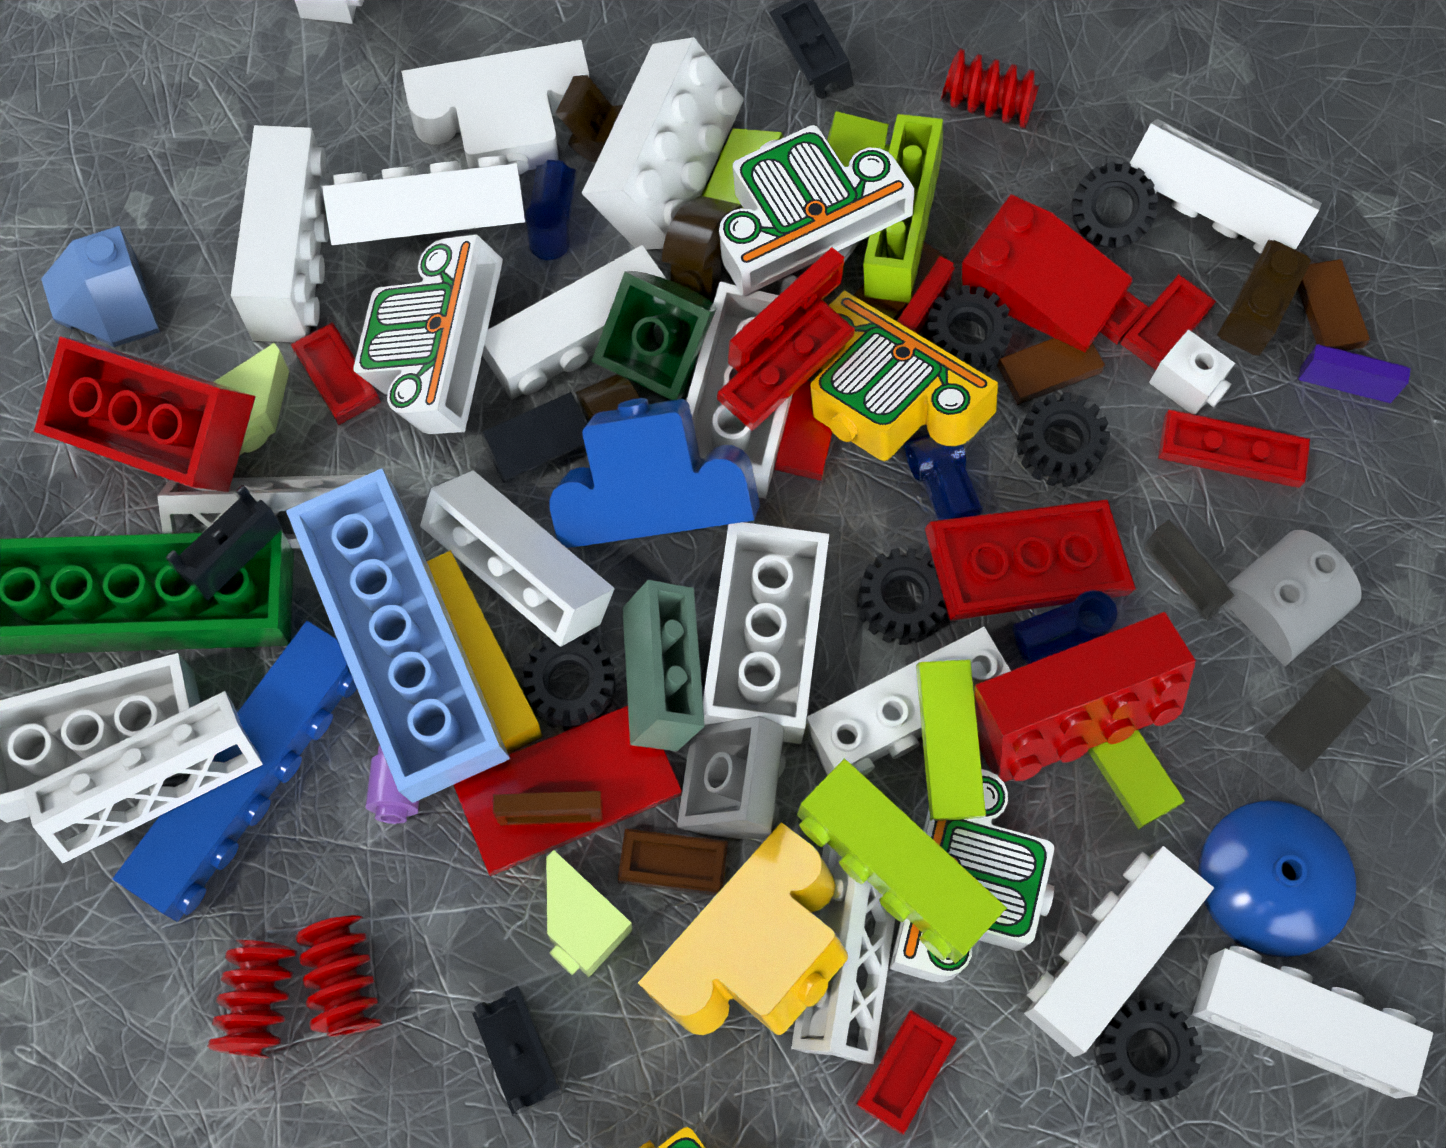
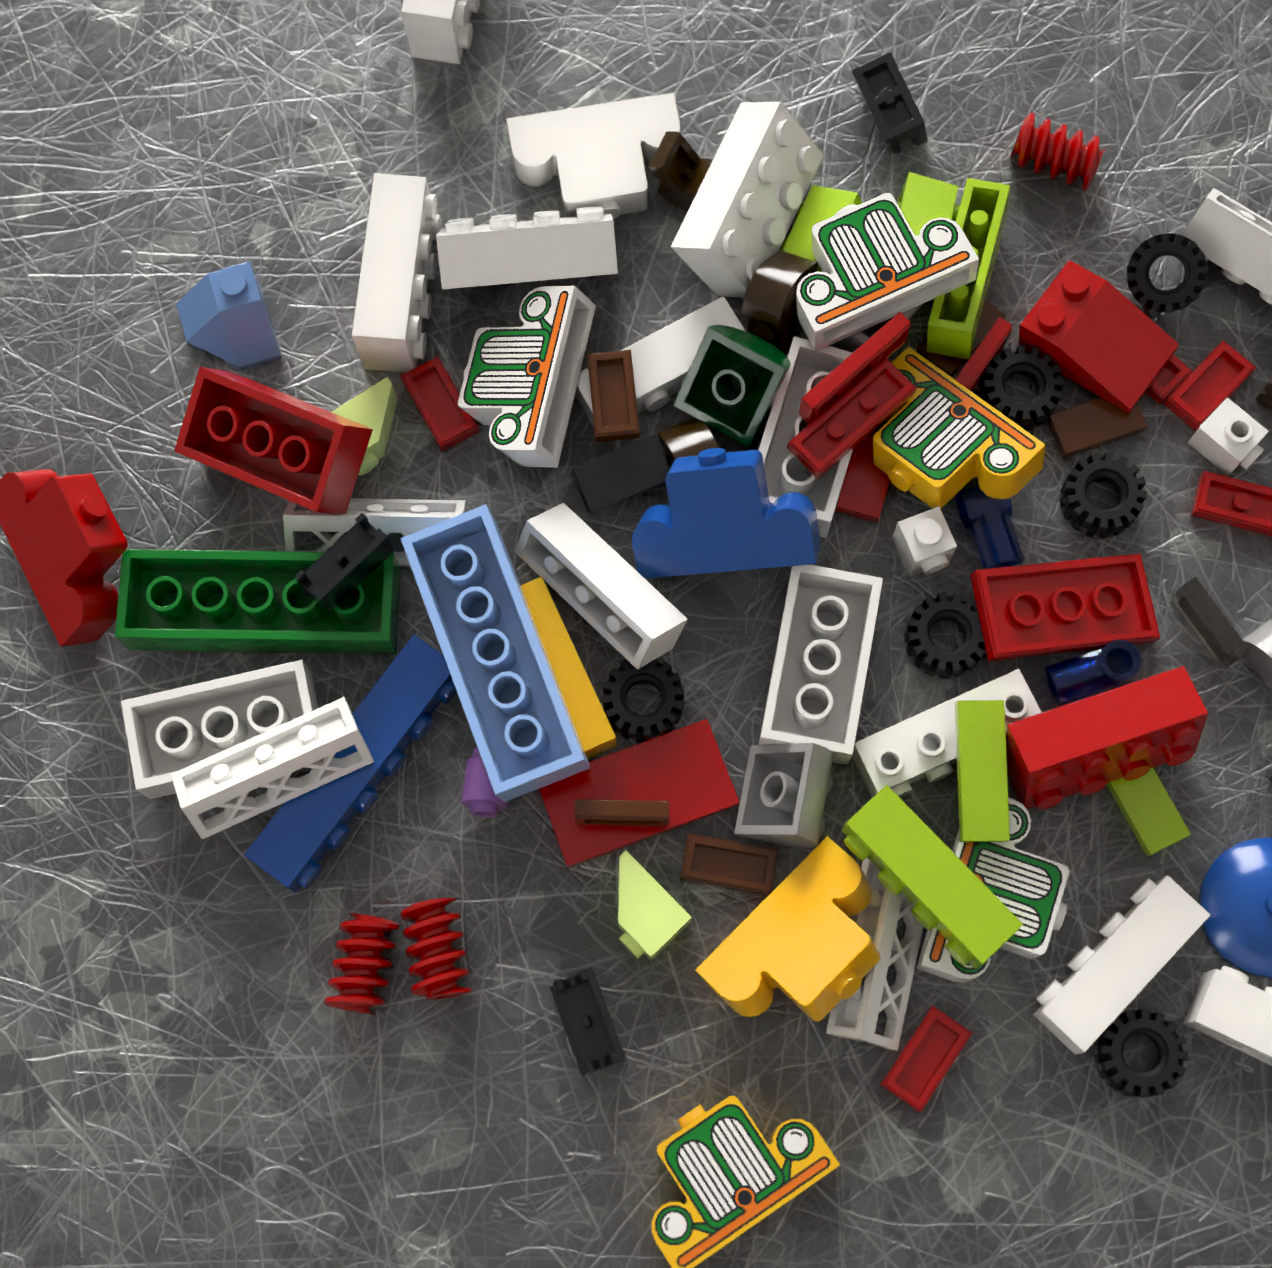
camera: 10 degrees right, 5 degrees up
(524, 353) = (613, 396): none -> reddish brown tile
(550, 210) = (640, 255): clear blue piece -> none
(662, 666) = (727, 690): sand green brick -> none
(872, 496) = (924, 542): none -> white brick

